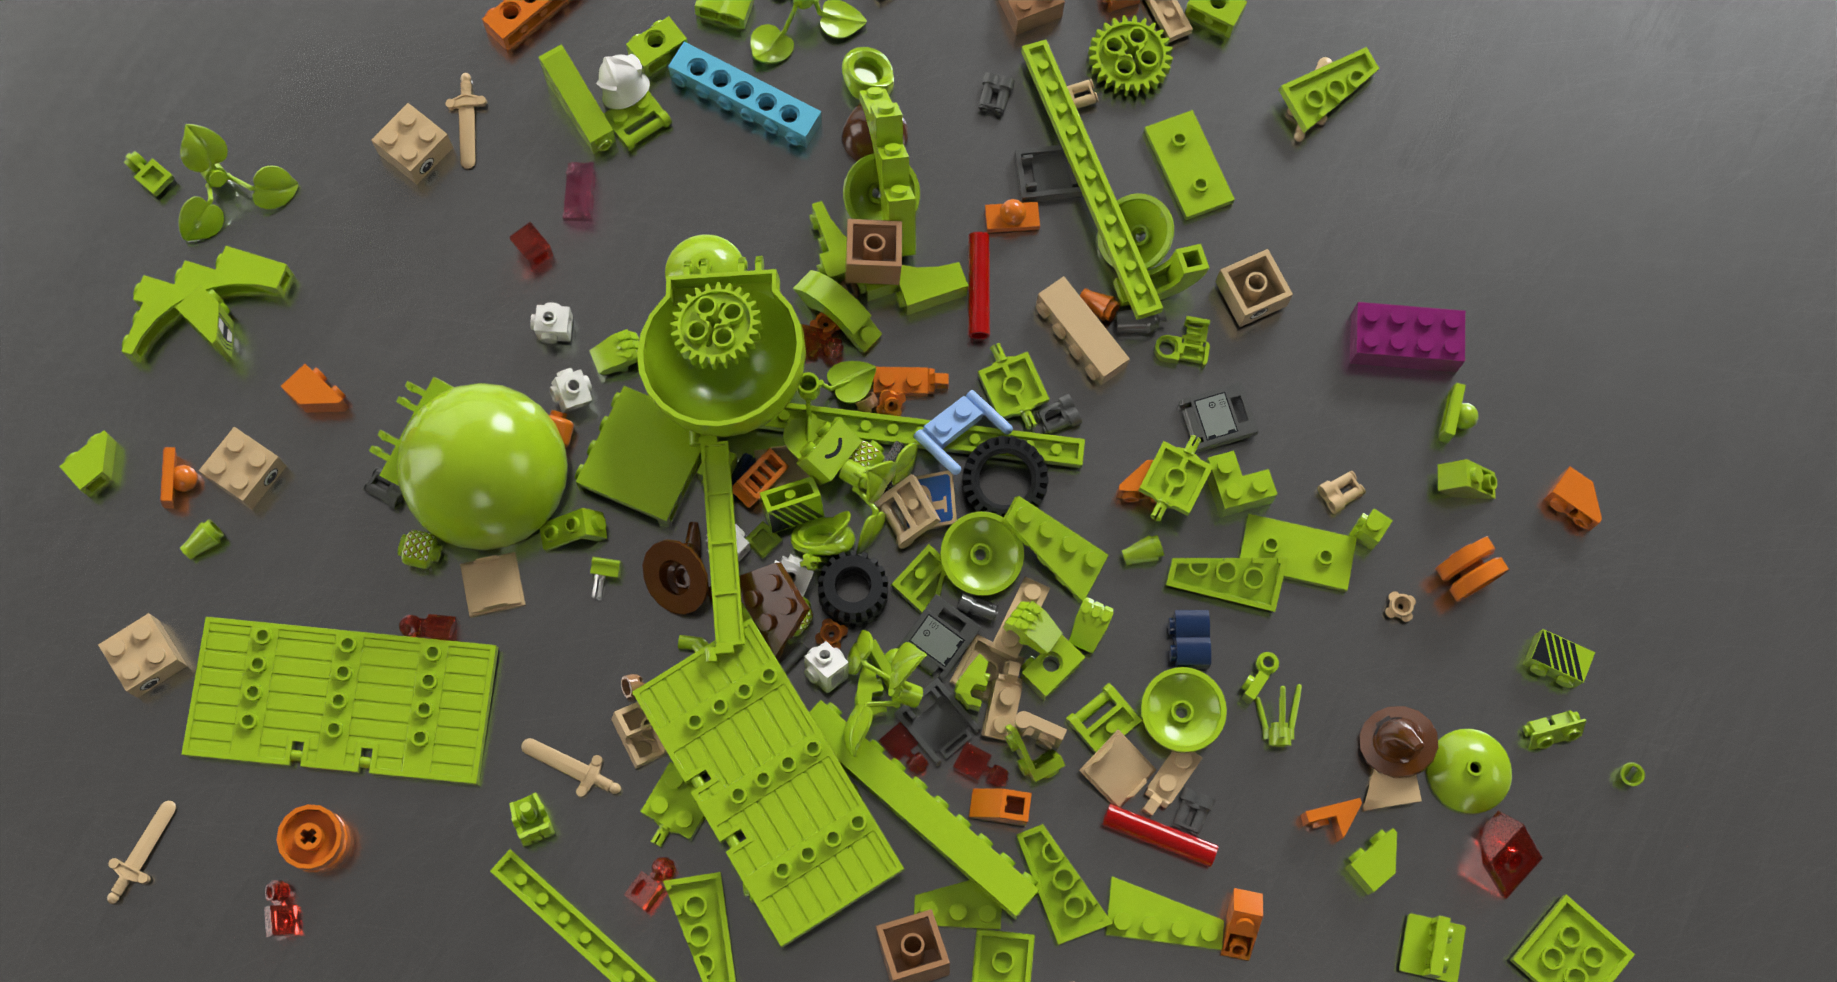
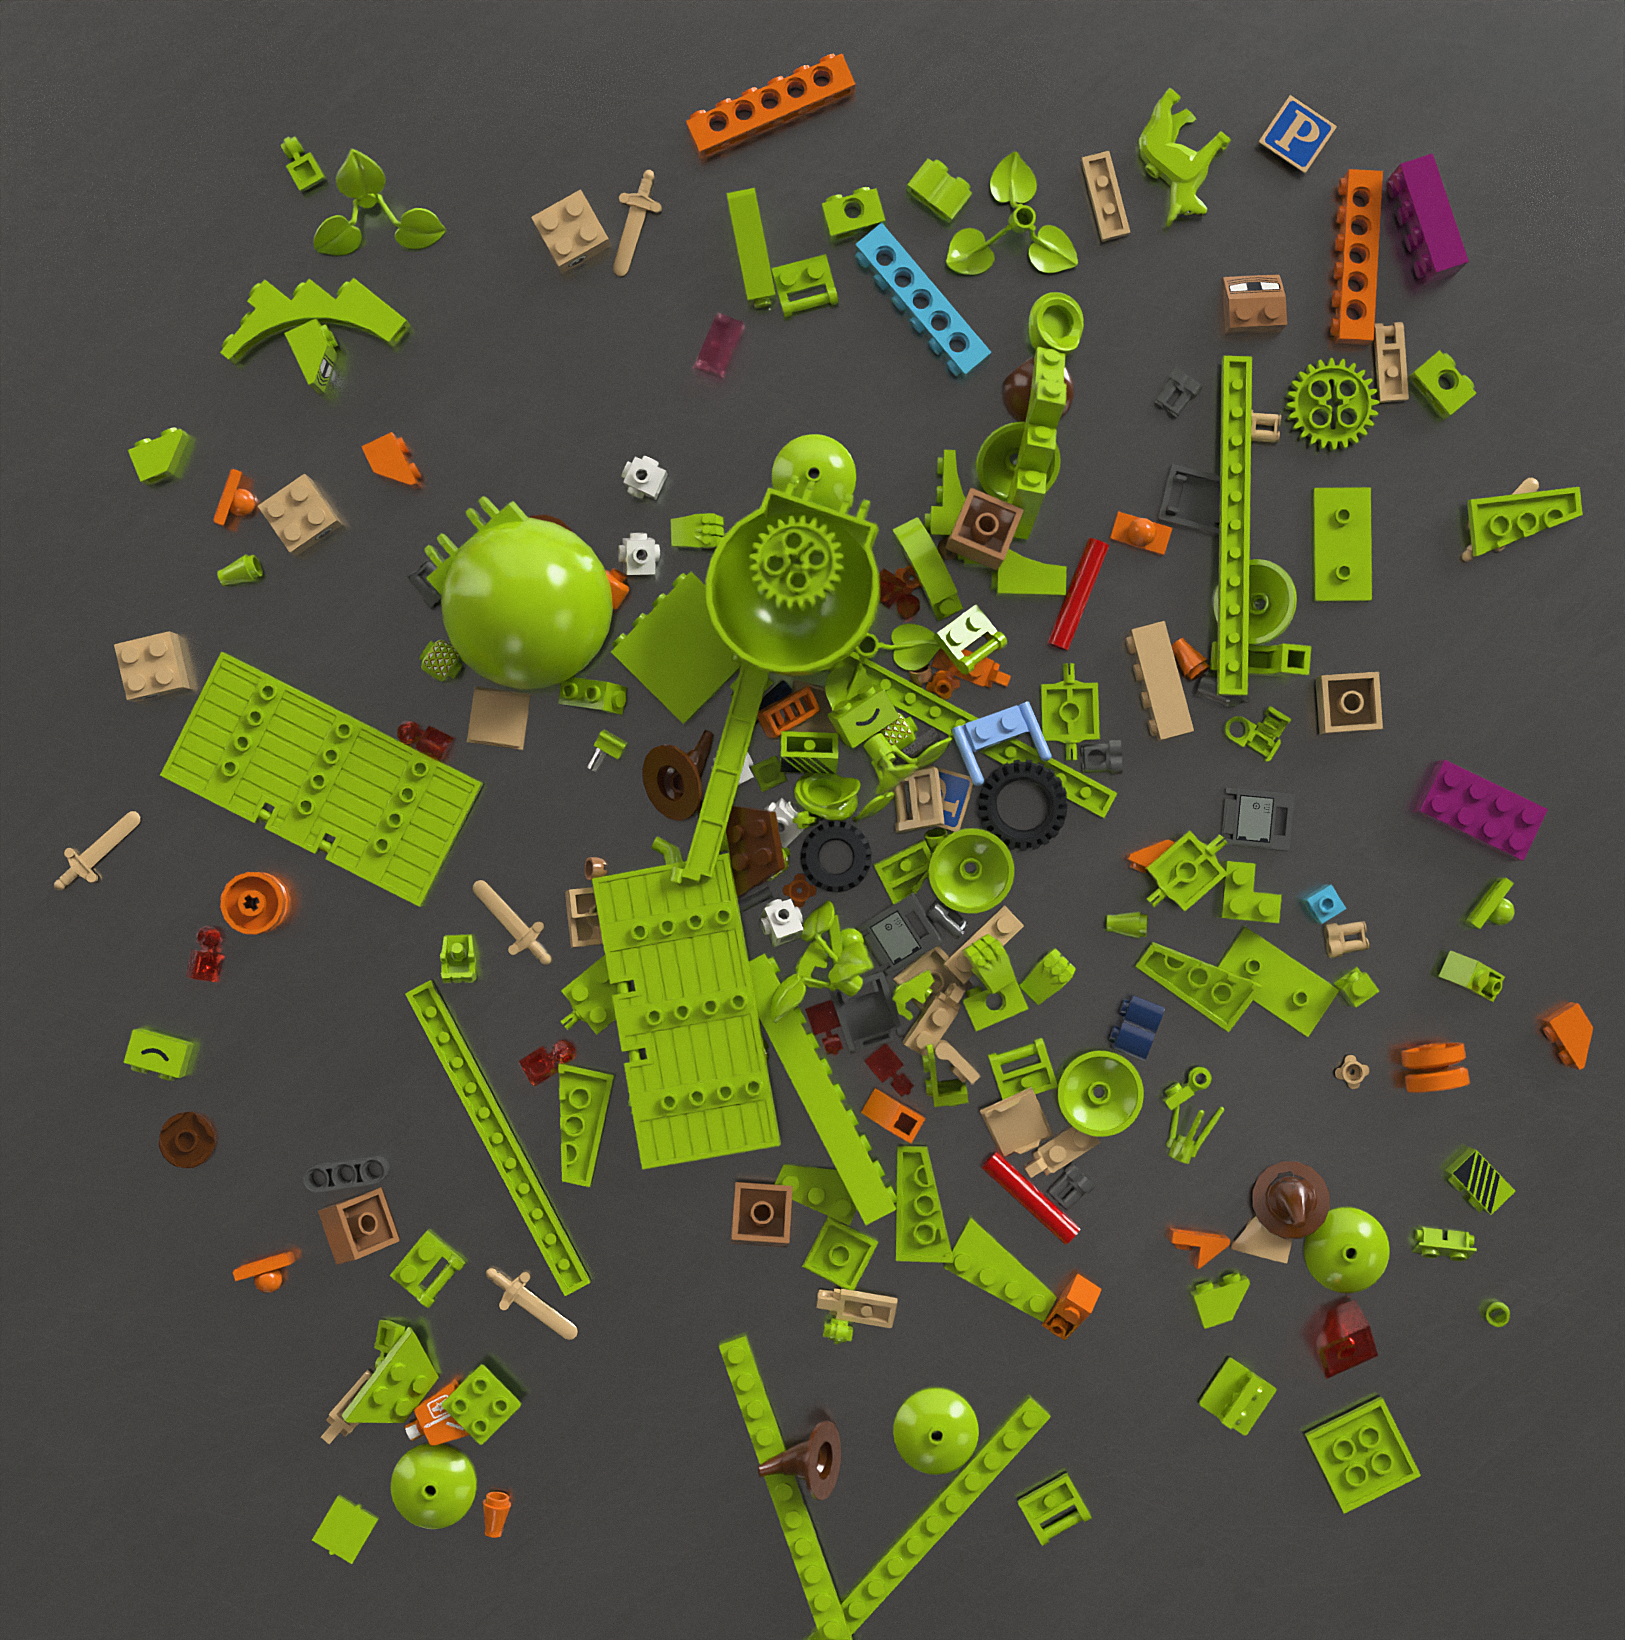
camera: 30 degrees right, 15 degrees up
(531, 245) = (651, 386): clear red panel -> none
(622, 81) = (803, 244): white helmet -> none
(892, 350) = (965, 631): none -> plate
(936, 539) = (934, 837): none -> lime hinge
(1058, 547) = (1049, 896): lime wing -> none
(1308, 466) = (1323, 904): none -> medium azure brick

